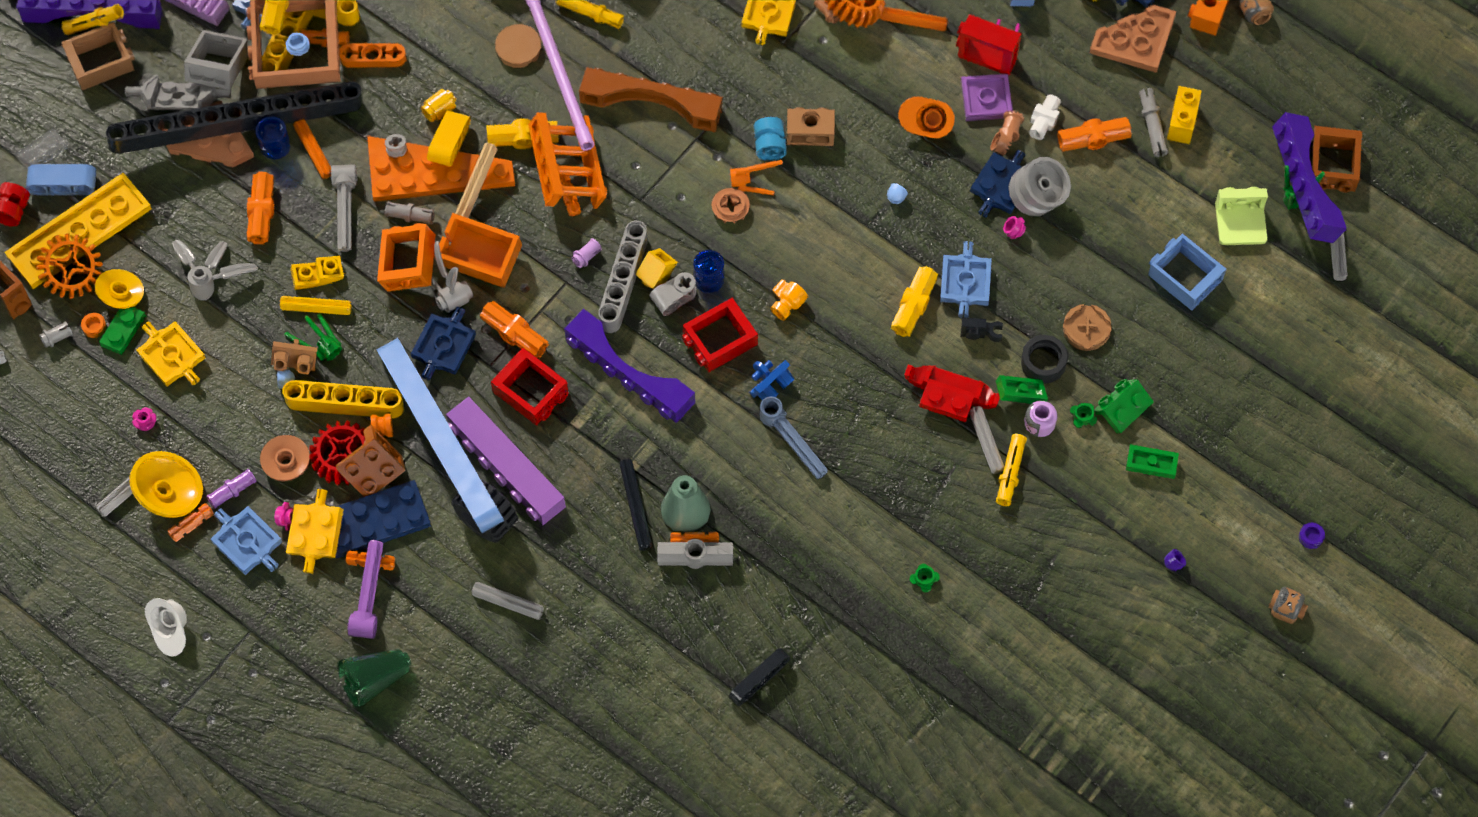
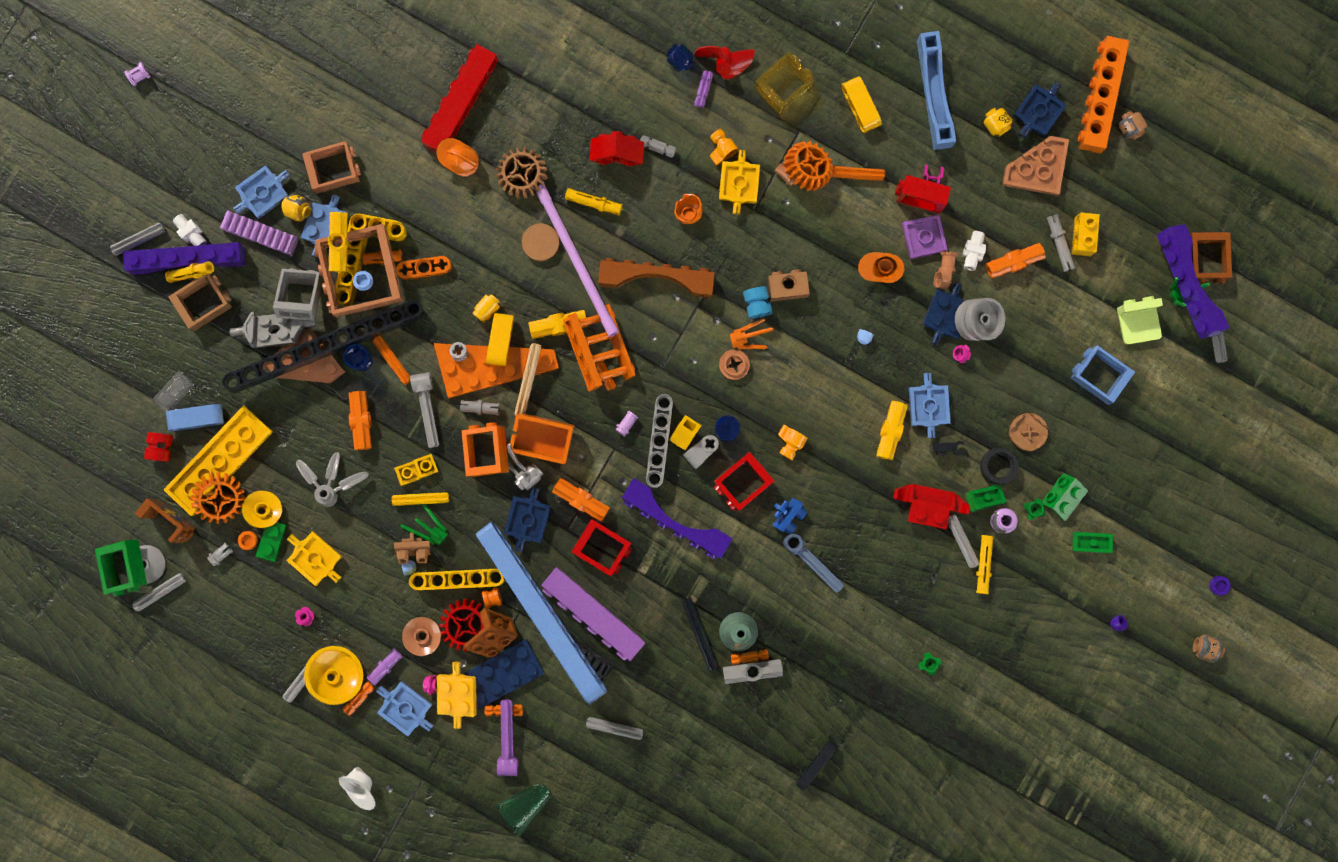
camera: 10 degrees left, 20 degrees up
(703, 30) = (688, 209): none -> orange hair

